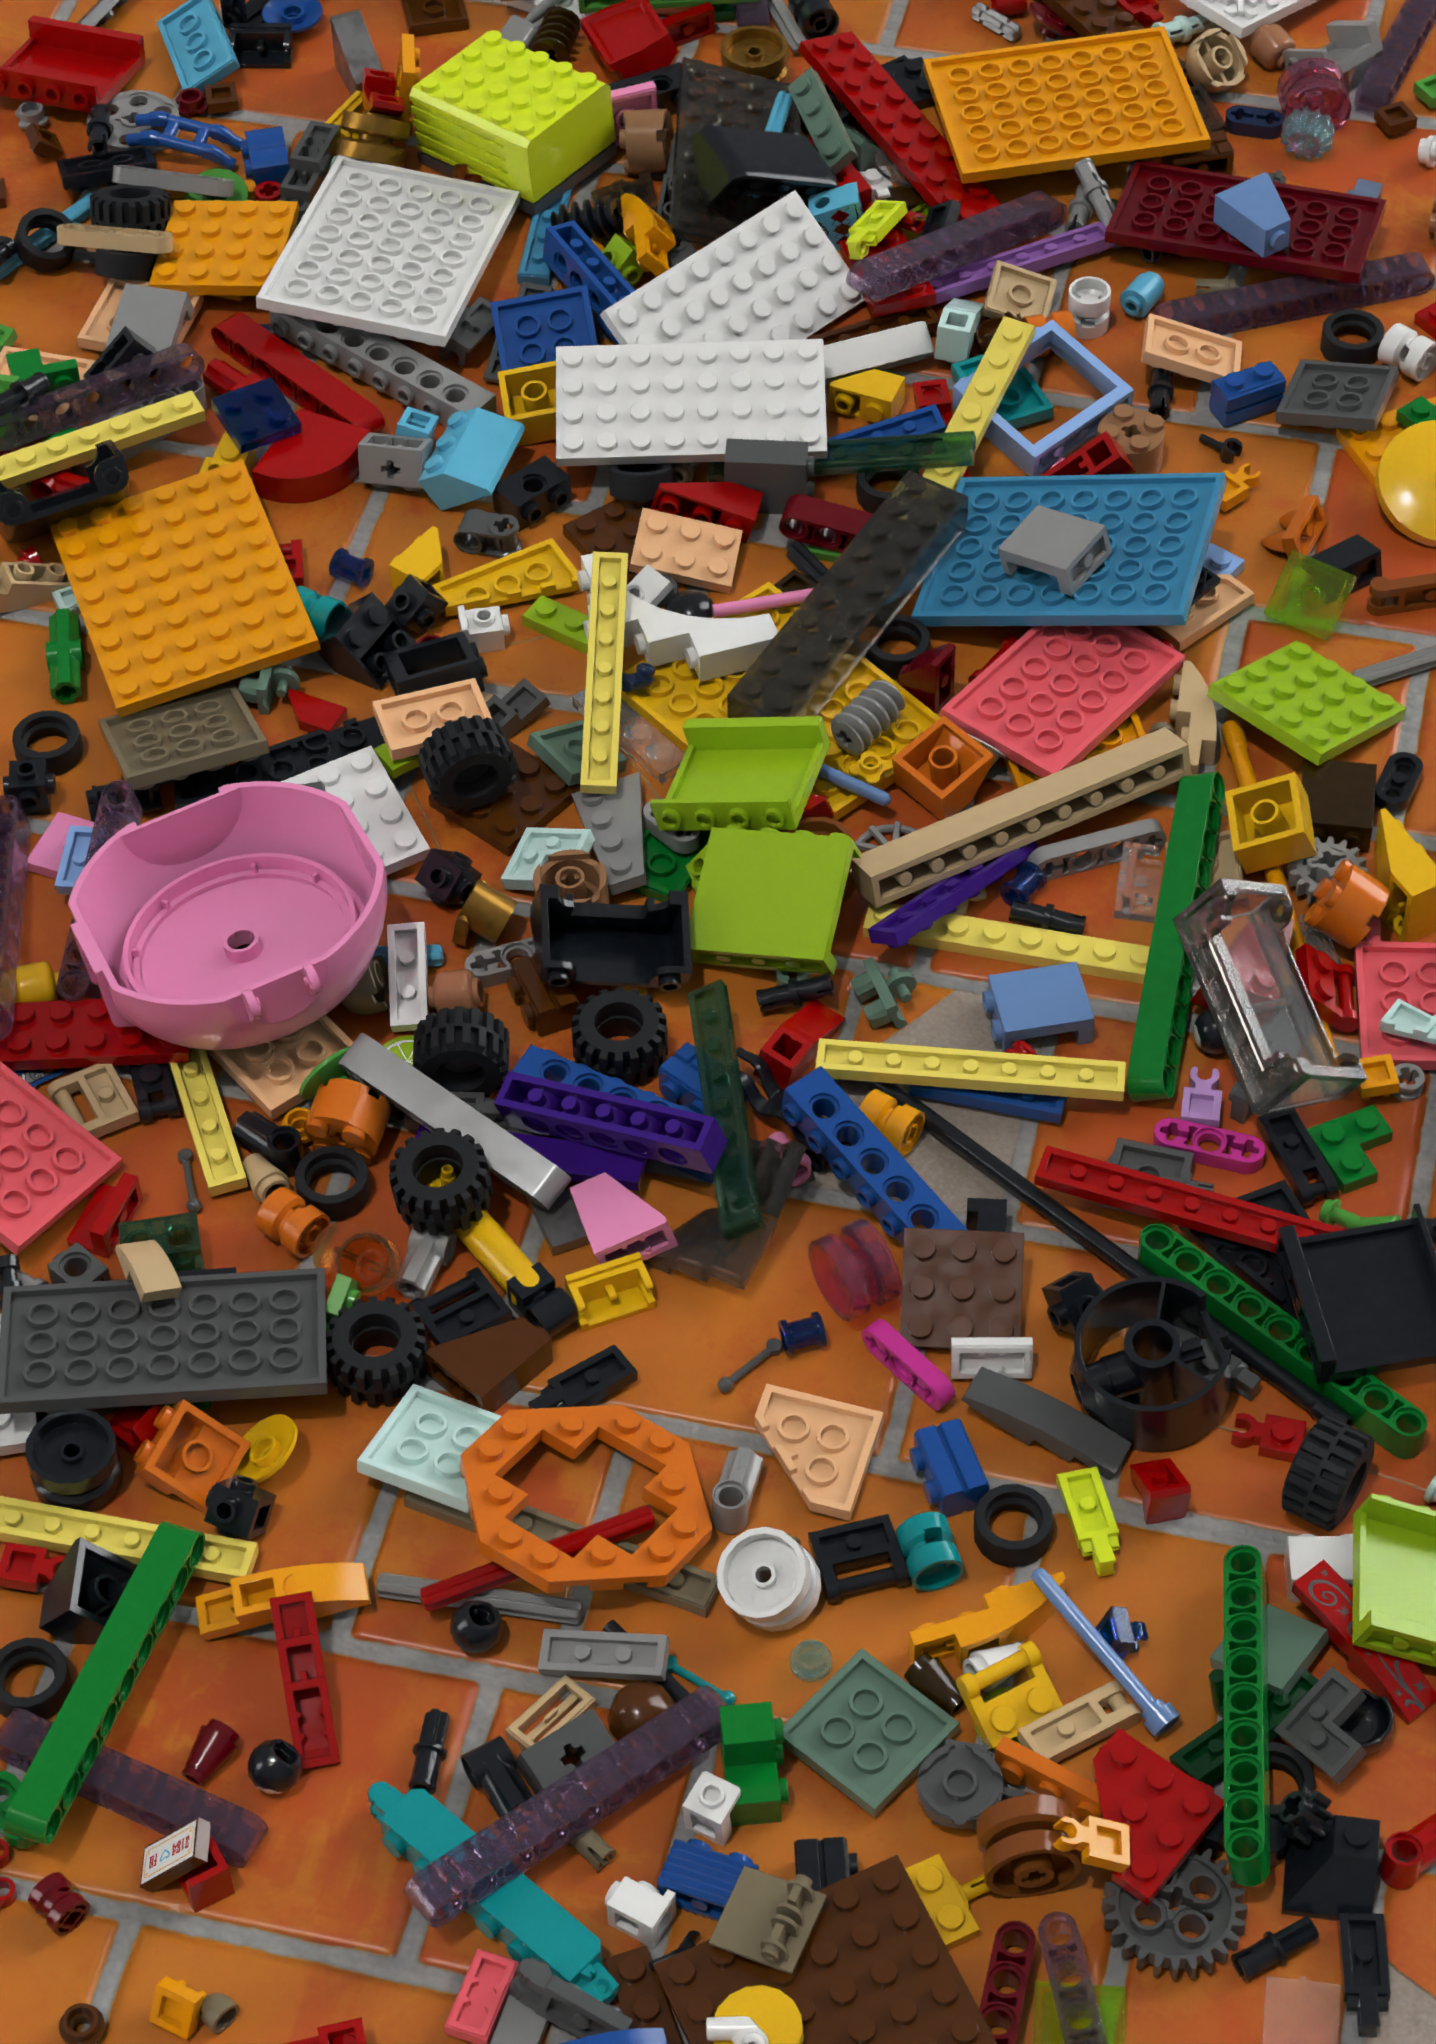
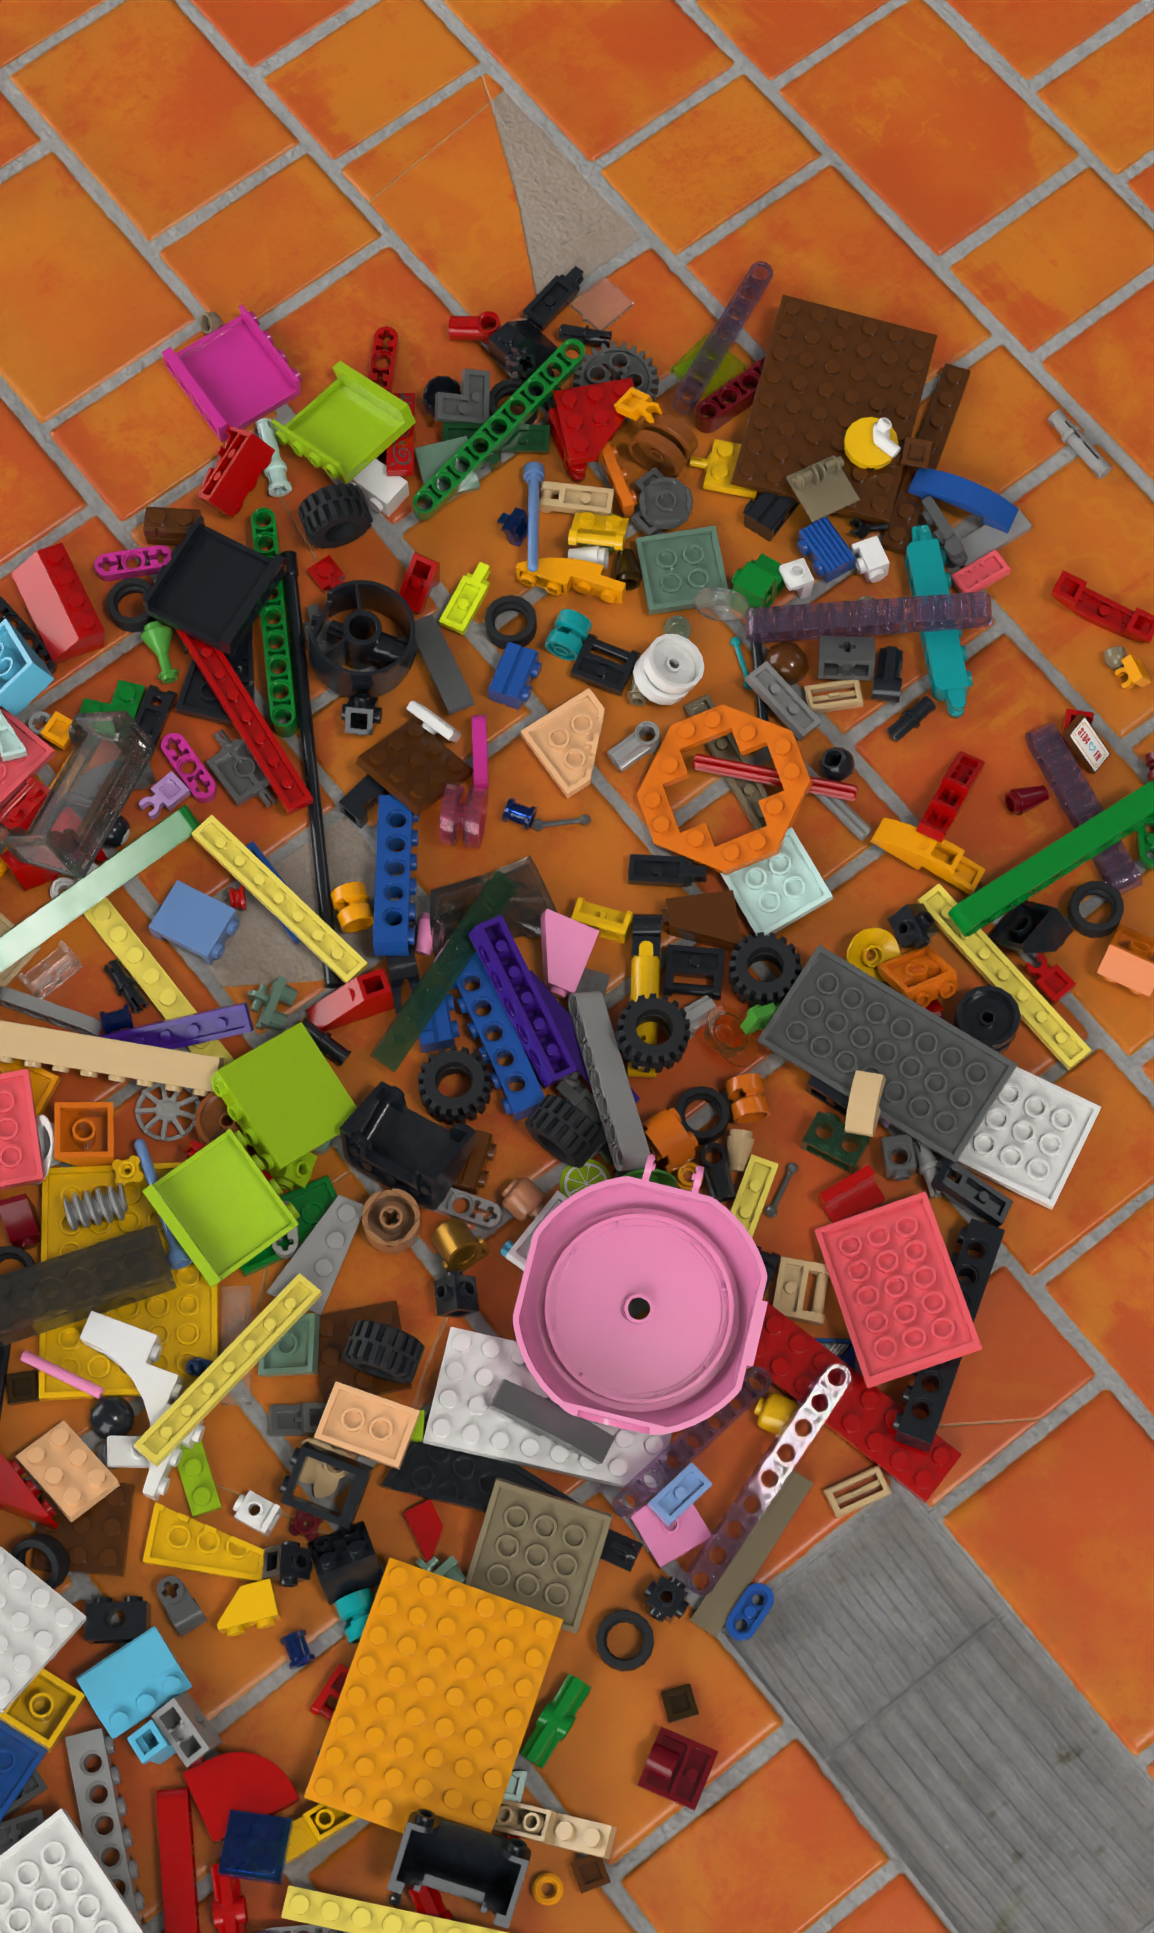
camera: 140 degrees left, 20 degrees up
(274, 1766) = (999, 762): black piece -> none
(535, 848) = (380, 1278): light aqua plate -> none
(786, 1697) = (721, 604): none -> clear dish

